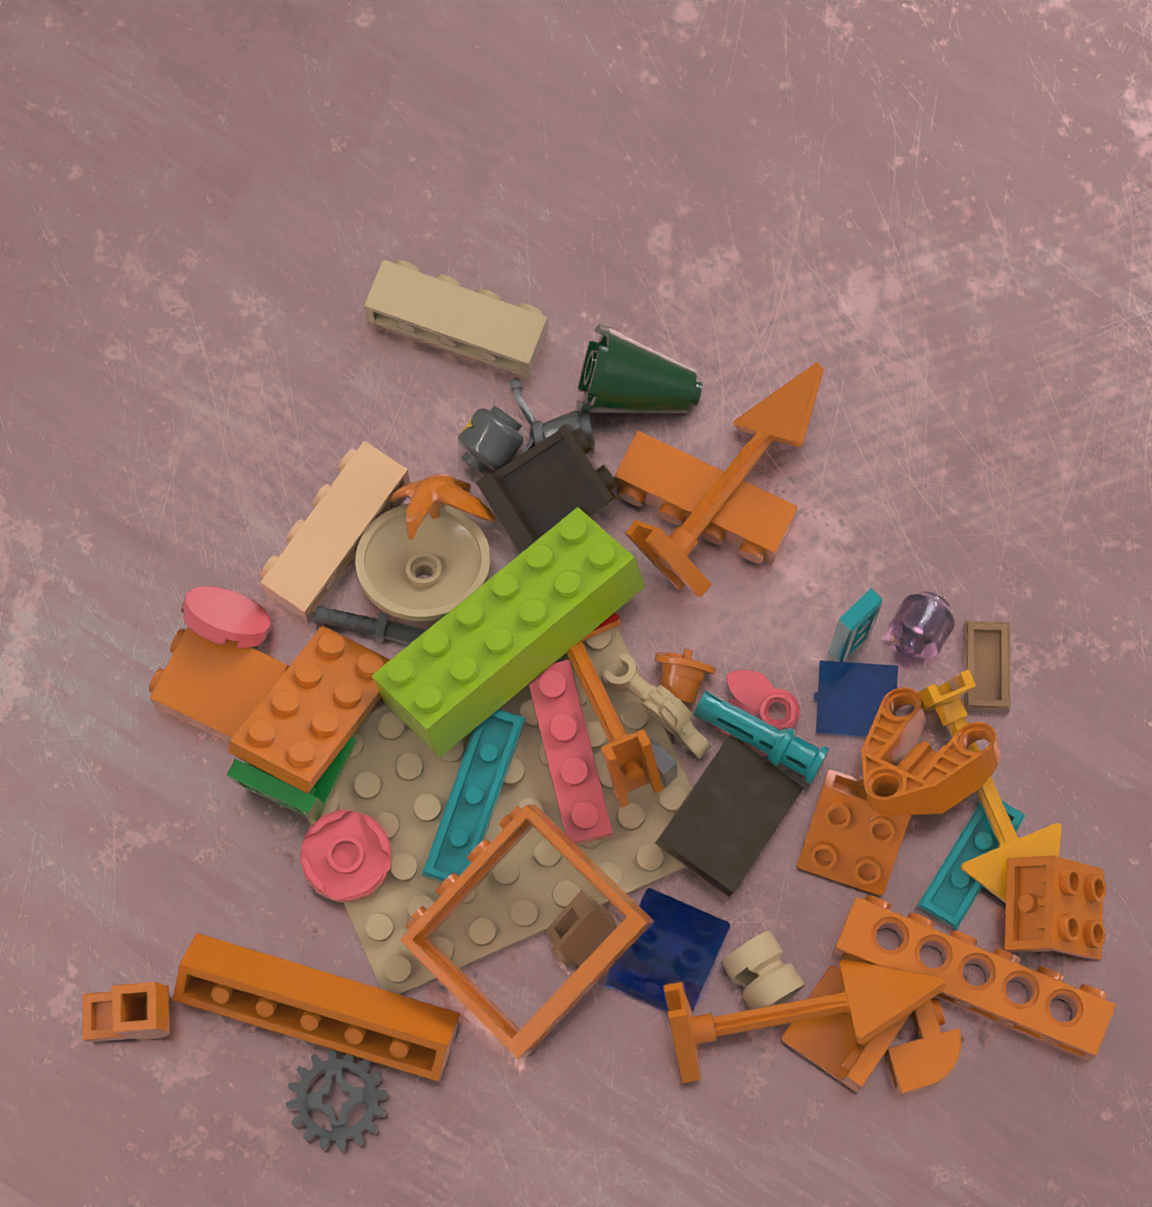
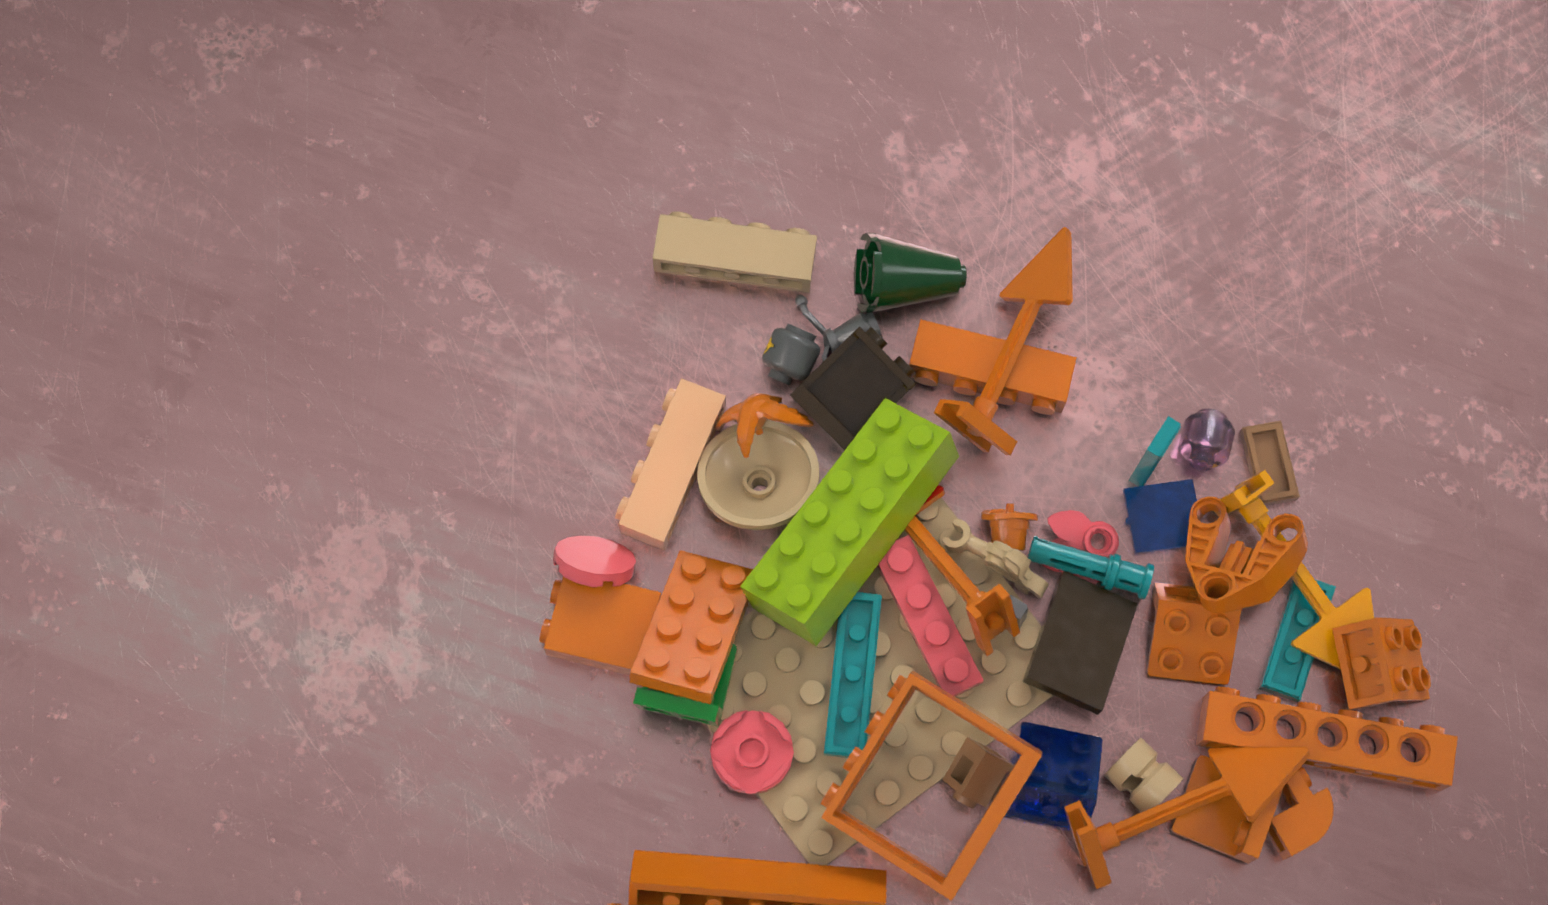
camera: 15 degrees left, 0 degrees up
(380, 627) = (732, 541): dark grey sword -> none

